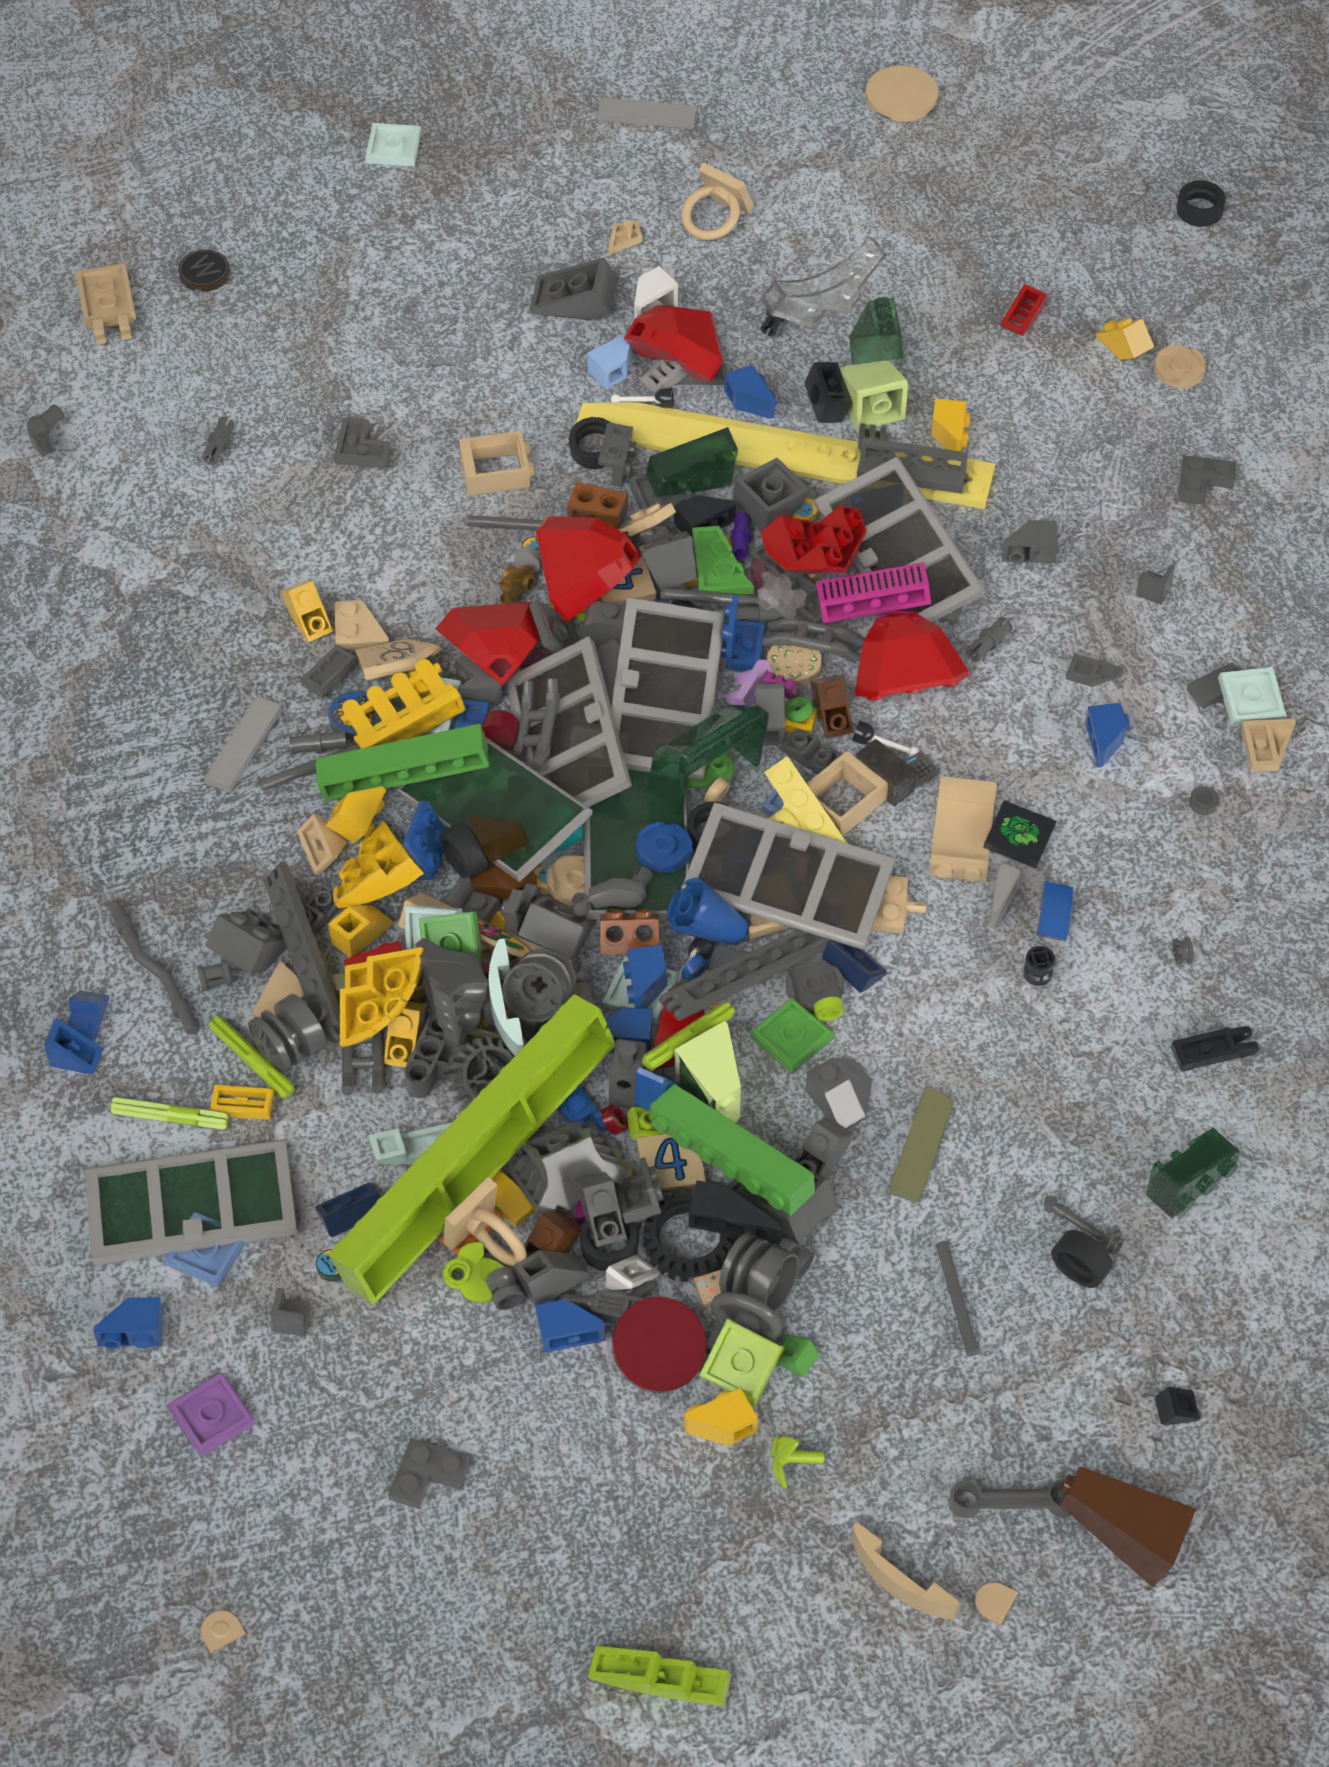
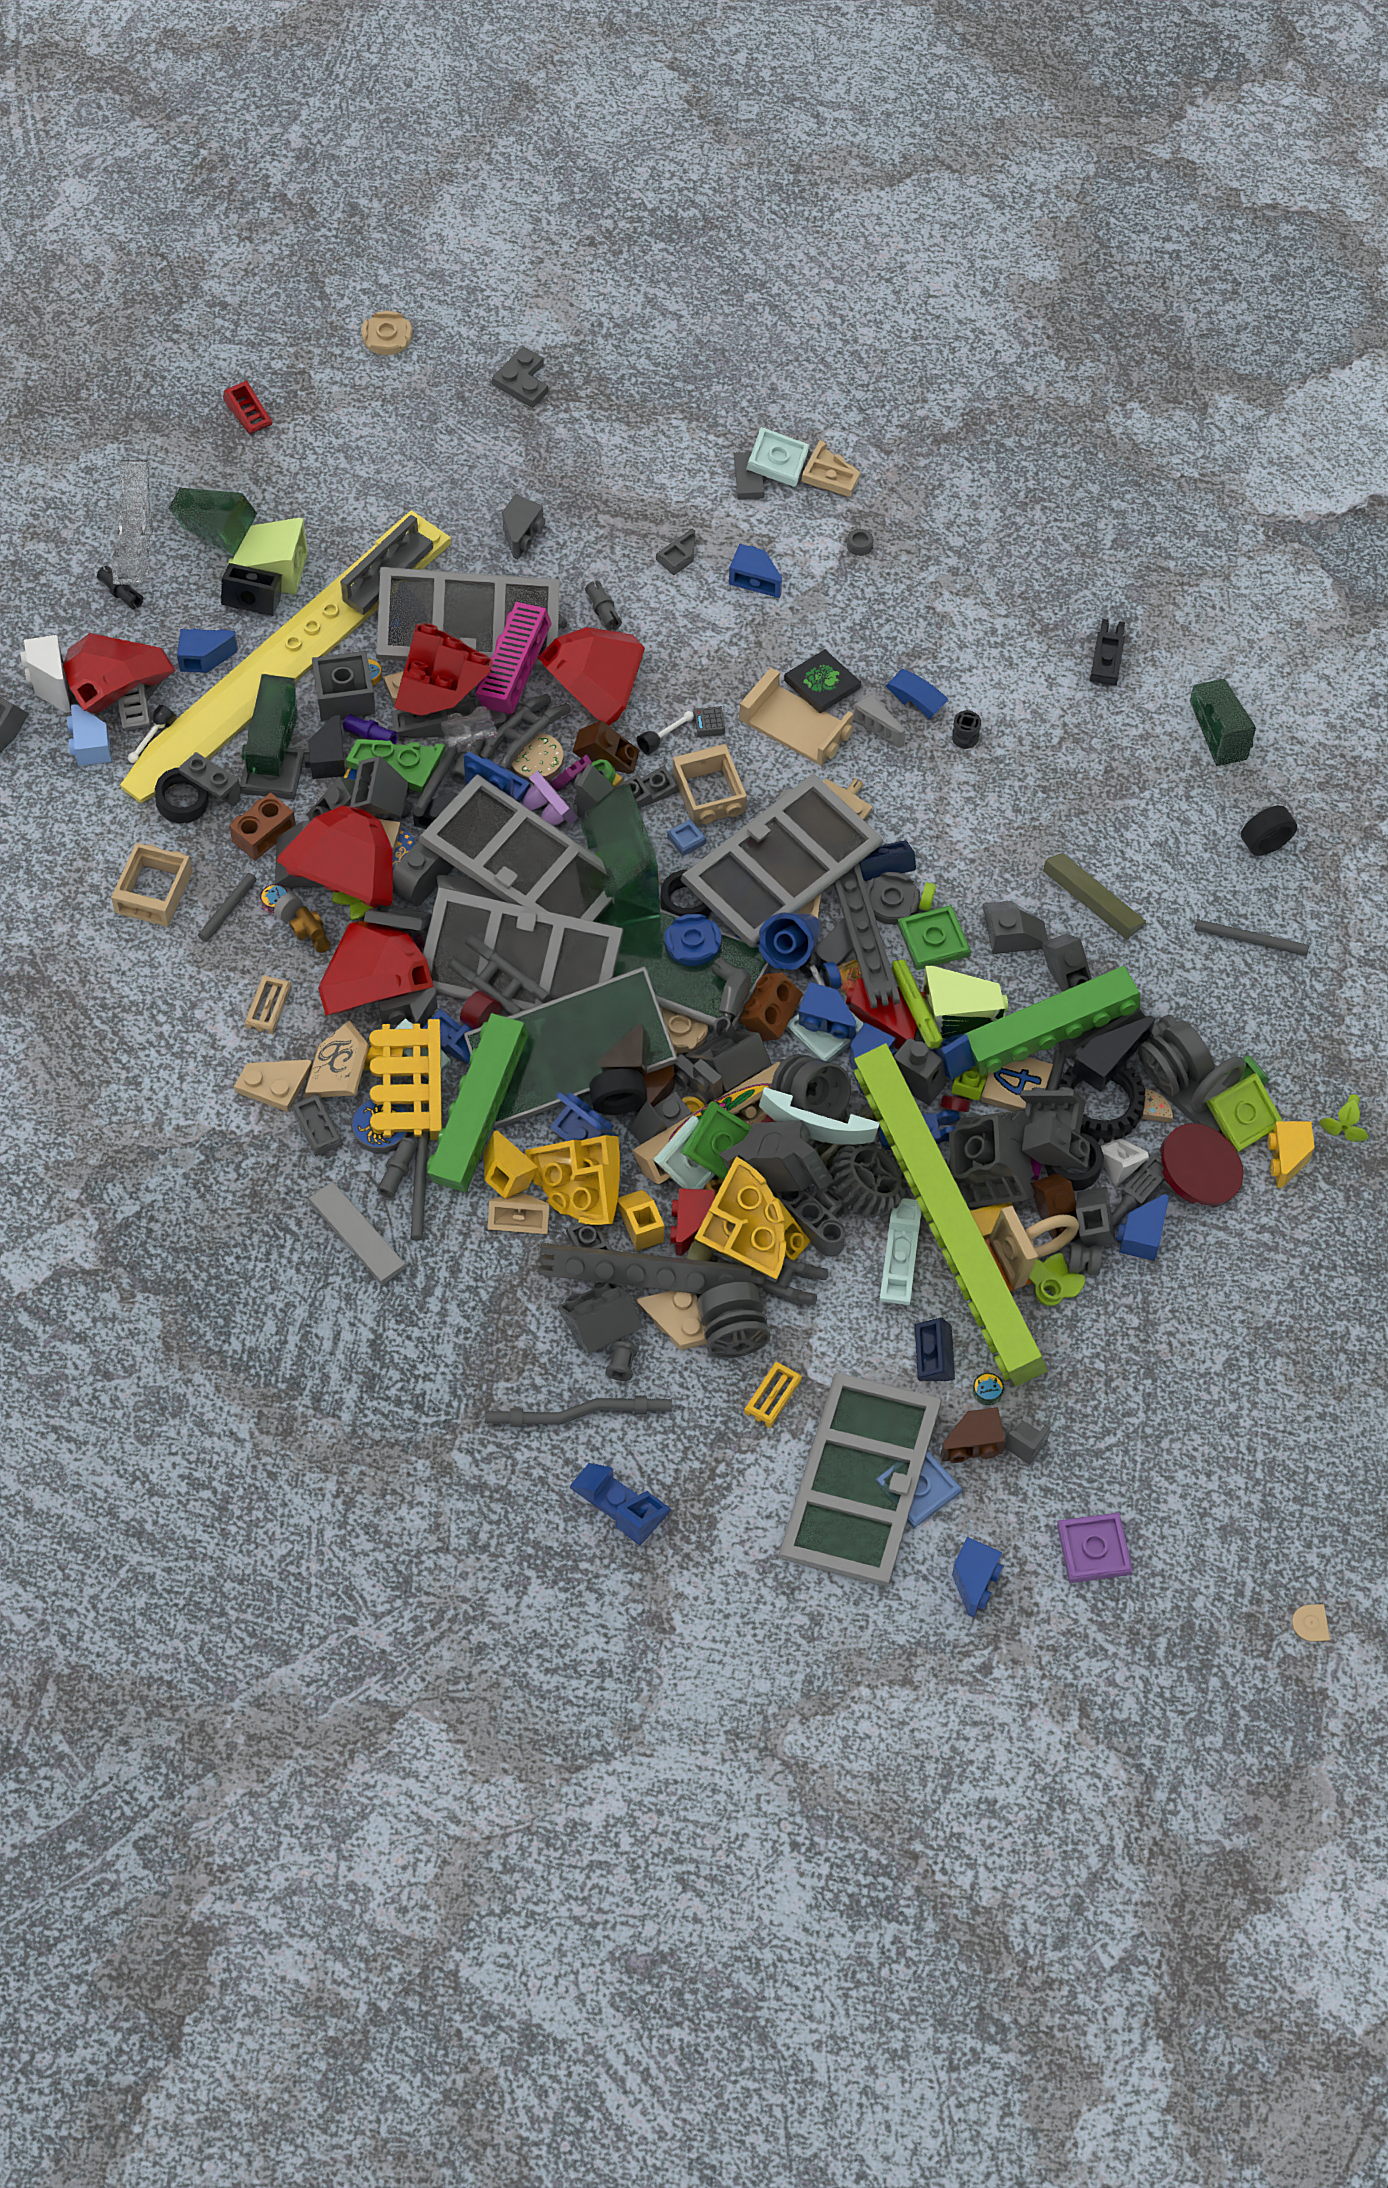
camera: 65 degrees left, 5 degrees up
(169, 1113) = (754, 1459): lime axle -> none
(251, 1057) = (728, 1366): lime axle -> none
(272, 1268) = (975, 1436): none -> reddish brown slope
(307, 610) = (229, 1112): yellow slope -> none
(356, 449) = (49, 993): dark grey plate -> none
(425, 1464) = (1226, 1399): dark grey plate -> none
(431, 593) = (261, 1024): none -> tan tile
(646, 518) = (312, 791): tan wing -> none
(757, 570) = (428, 735): clear pink tile -> none
(800, 805) = (715, 817): light yellow plate -> none
(872, 433) = (322, 582): dark grey tile -> none
(891, 768) = (705, 736): clear smoke brick -> none
(949, 422) = (347, 521): yellow slope -> none
(1110, 1241) = (1254, 806): dark grey piece -> none
(1125, 338) = (335, 351): yellow slope -> none
(1155, 586) = (620, 464): dark grey panel -> none
(1183, 950) = (1005, 631): dark grey bush -> none
(1200, 190) = (214, 240): black tyre -> none

